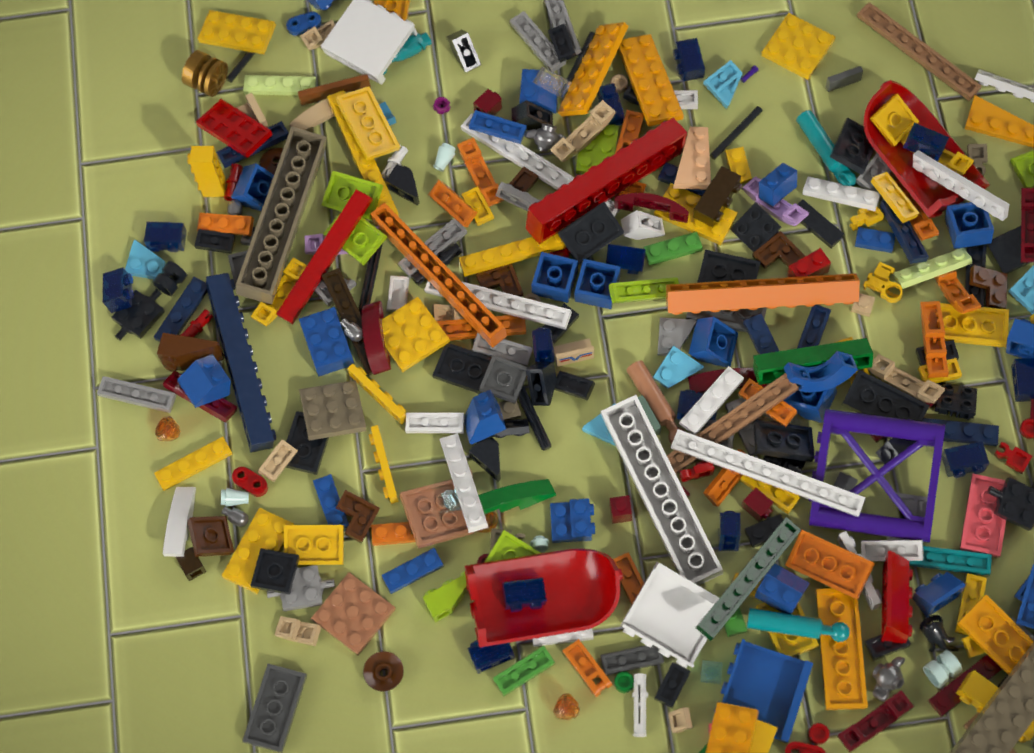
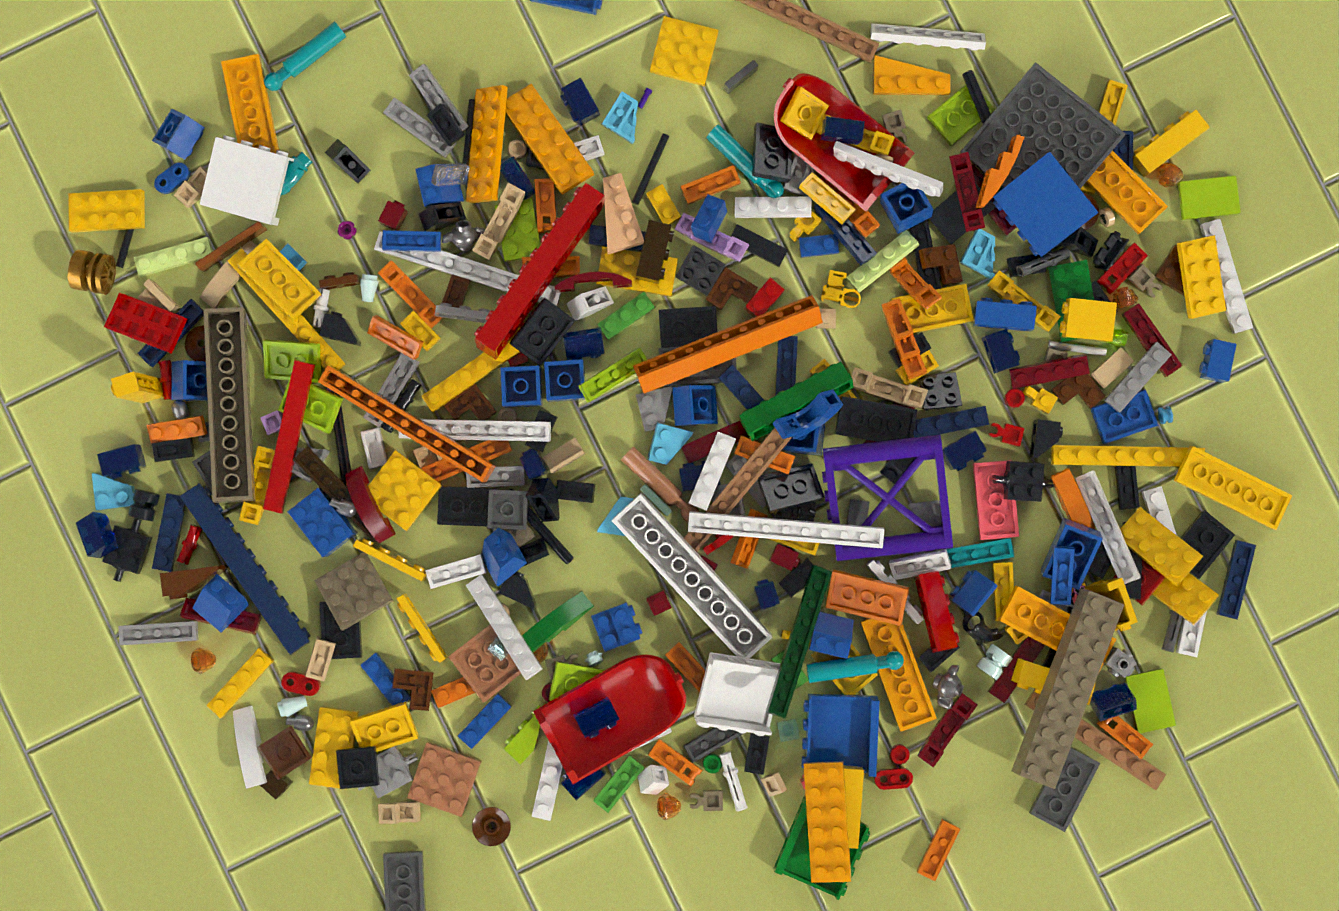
camera: 20 degrees left, 20 degrees up
(420, 145) = (333, 282): none -> reddish brown plate
(453, 650) = (548, 785): none -> white plate
(559, 677) = (653, 780): none -> white panel
(611, 717) = (711, 800): none -> dark tan plate
(794, 158) = (710, 184): none -> orange plate

